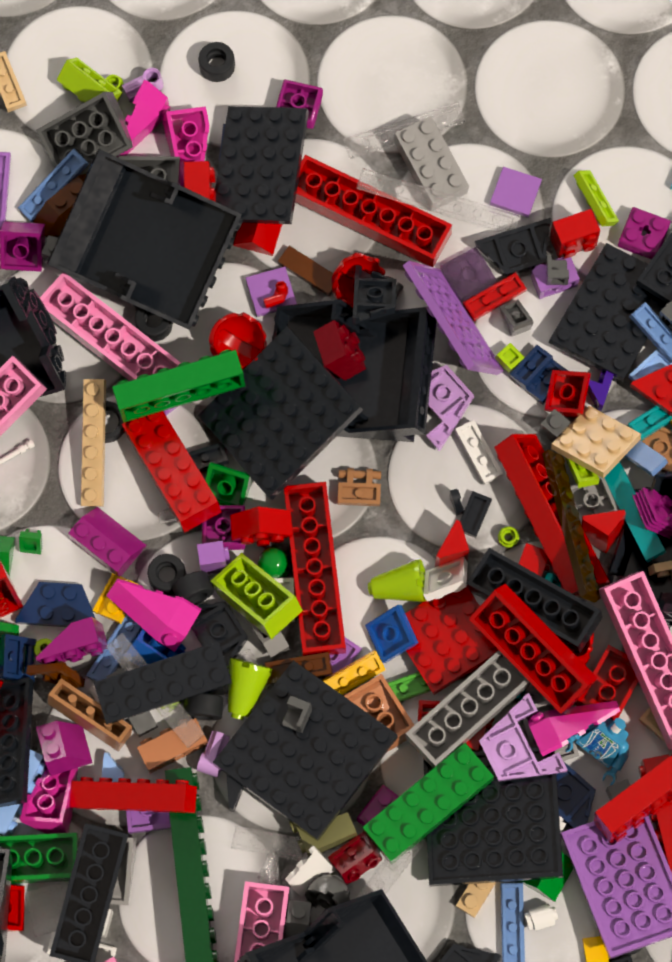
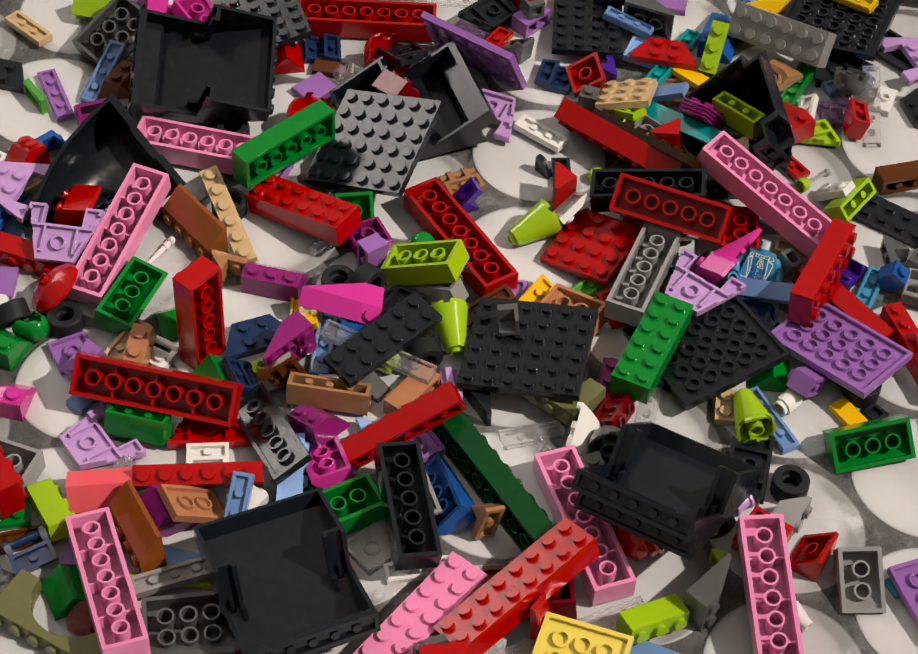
camera: 30 degrees left, 25 degrees down
(55, 442) = (194, 223): none -> dark orange slope
(64, 501) = (228, 263): none -> medium nougat slope
(148, 885) = (452, 497): none -> blue wedge
(166, 928) = (488, 519): none -> medium nougat slope
(261, 525) = (401, 217): red brick -> none
(278, 297) = (326, 86): red arm -> none
(306, 232) = (322, 48): none -> dark blue slope
(315, 281) = (350, 69): none -> clear hips
(349, 514) = (468, 194): none -> dark purple slope
(391, 633) = (547, 258): blue tile -> none
(488, 922) = (751, 417): none -> lime cone
(509, 357) = (528, 72): lime plate -> none
(566, 908) = (806, 381): none -> medium lavender brick
(592, 773) = (766, 290): none -> medium blue tile
(641, 746) = (790, 261): none -> dark grey brick

